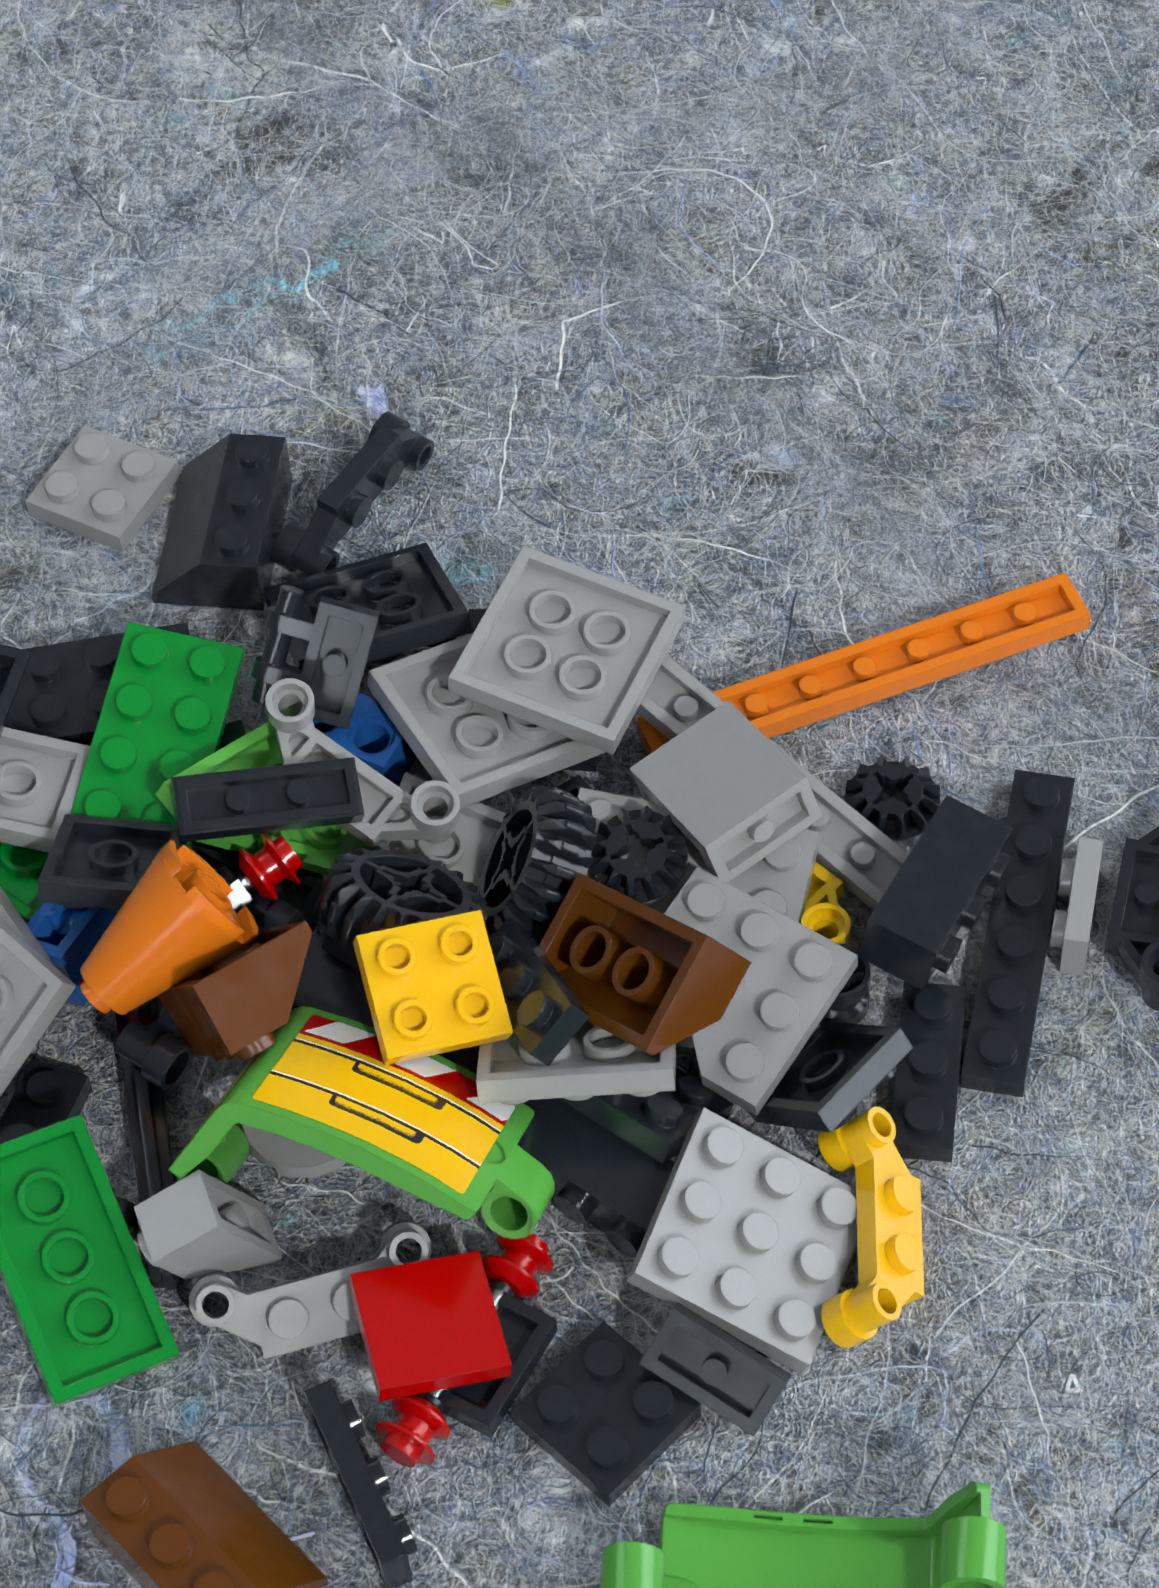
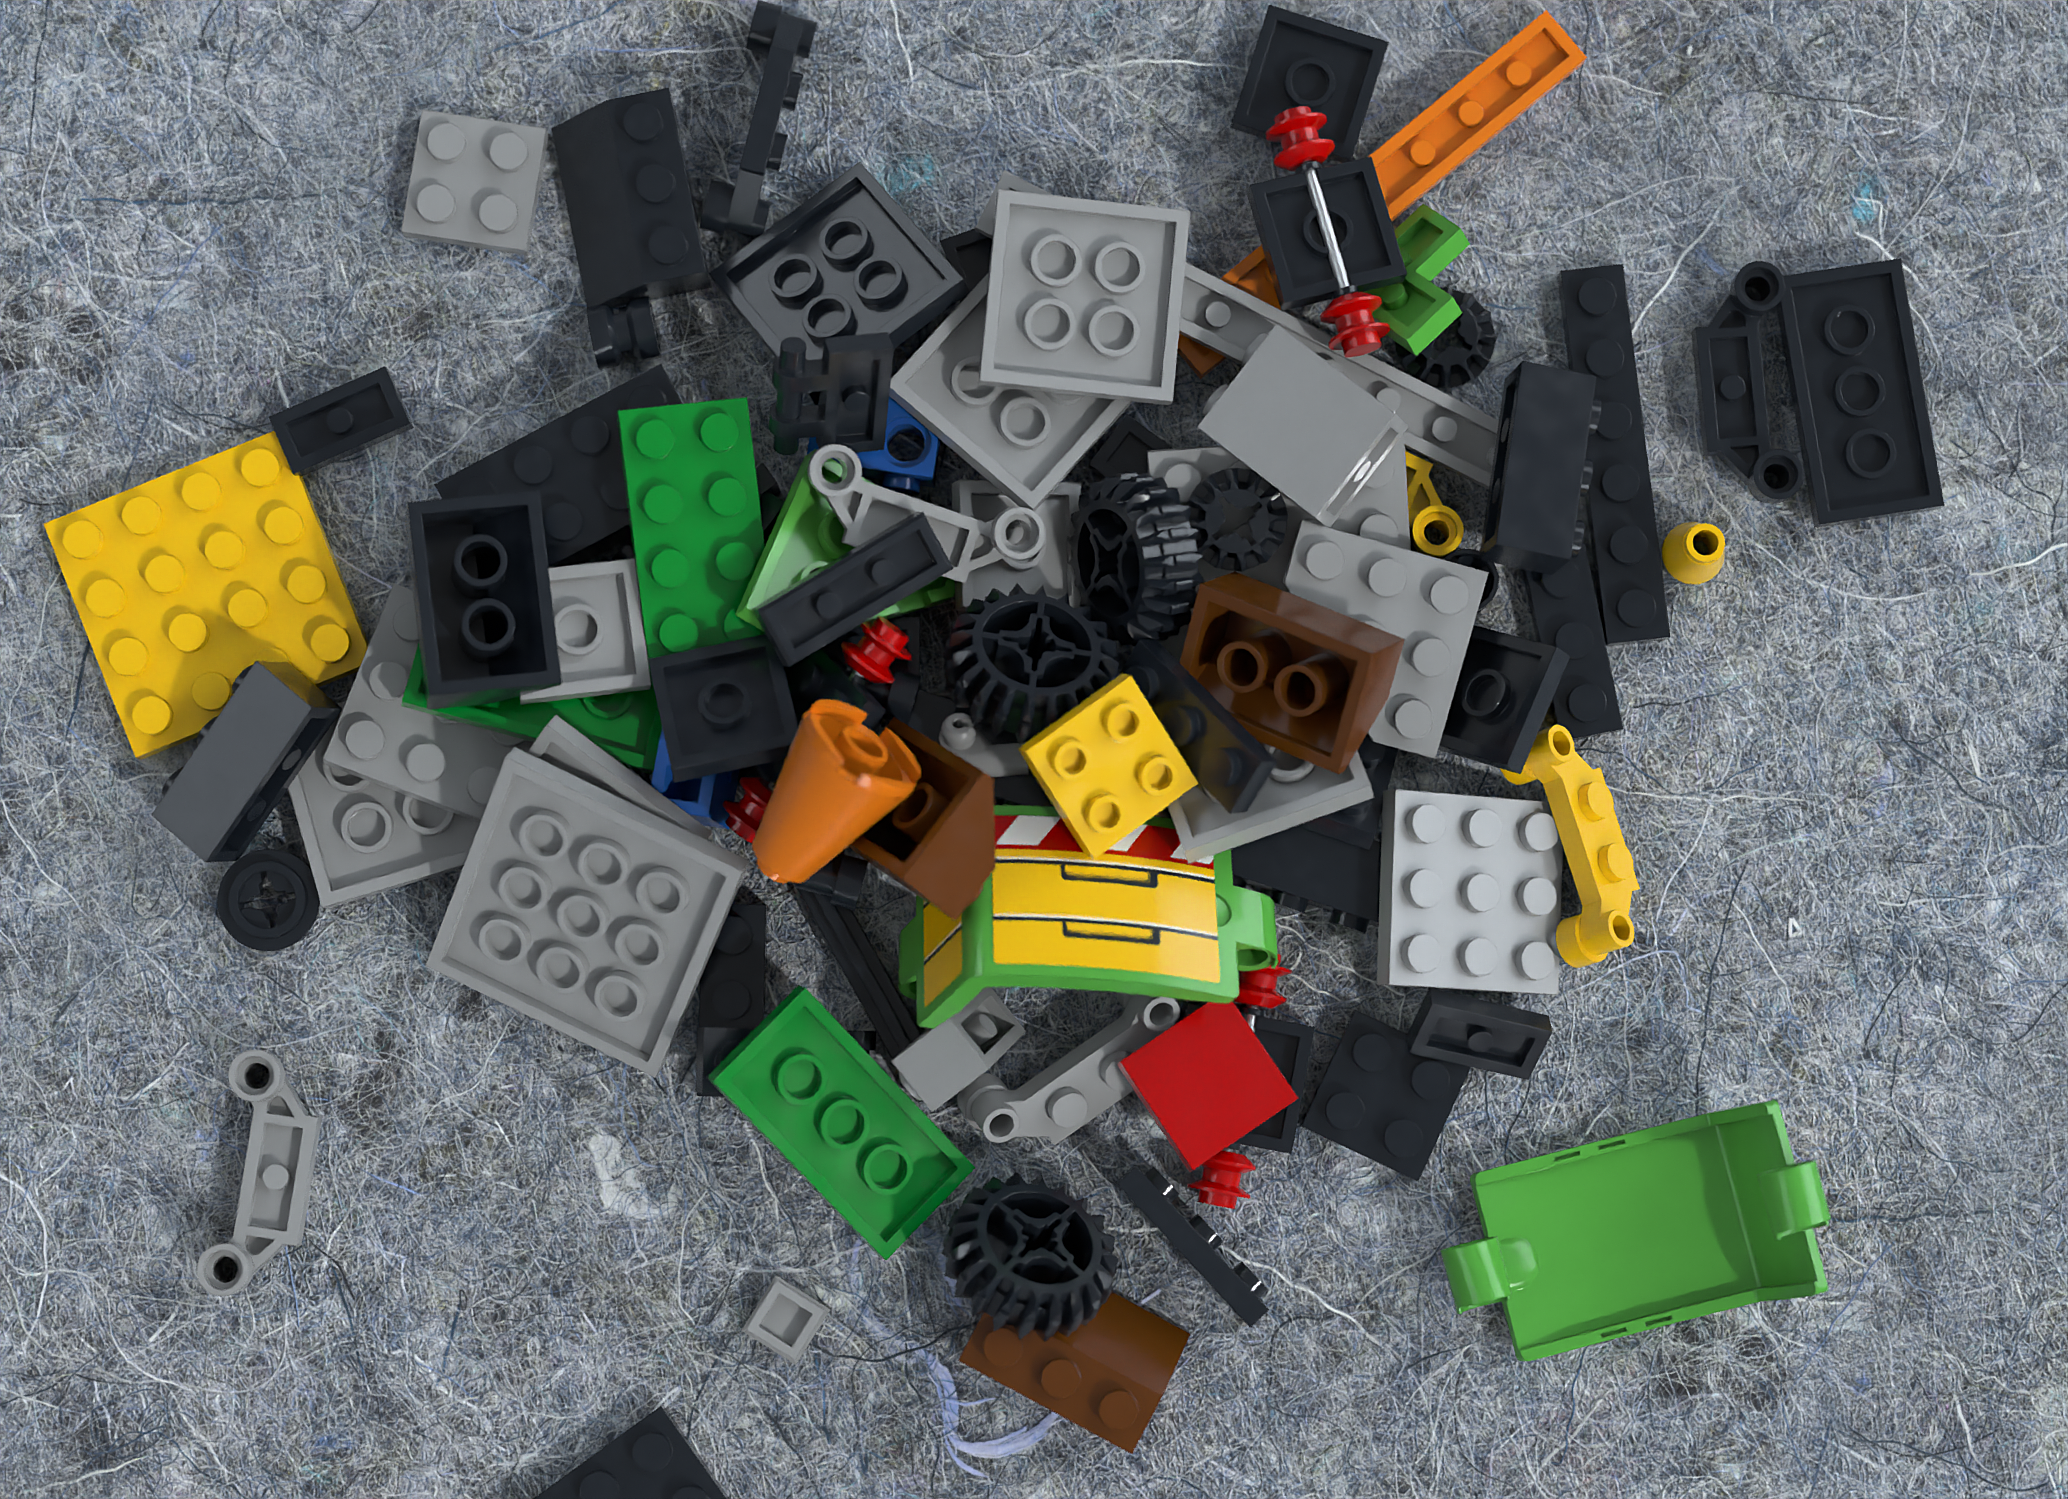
camera: 25 degrees left, 30 degrees up
(166, 606) = (629, 331): none -> black wheel
(191, 1430) = (1030, 1256): none -> black gear
(326, 982) = (970, 744): none -> light grey arm
(806, 668) = (1326, 232): none -> black plate
(836, 581) = (1311, 66): none -> black plate
(871, 737) = (1417, 307): none -> bright green plate
(1071, 1015) = (1684, 561): none -> yellow cone
(1073, 927) = (1672, 444): light grey plate -> none

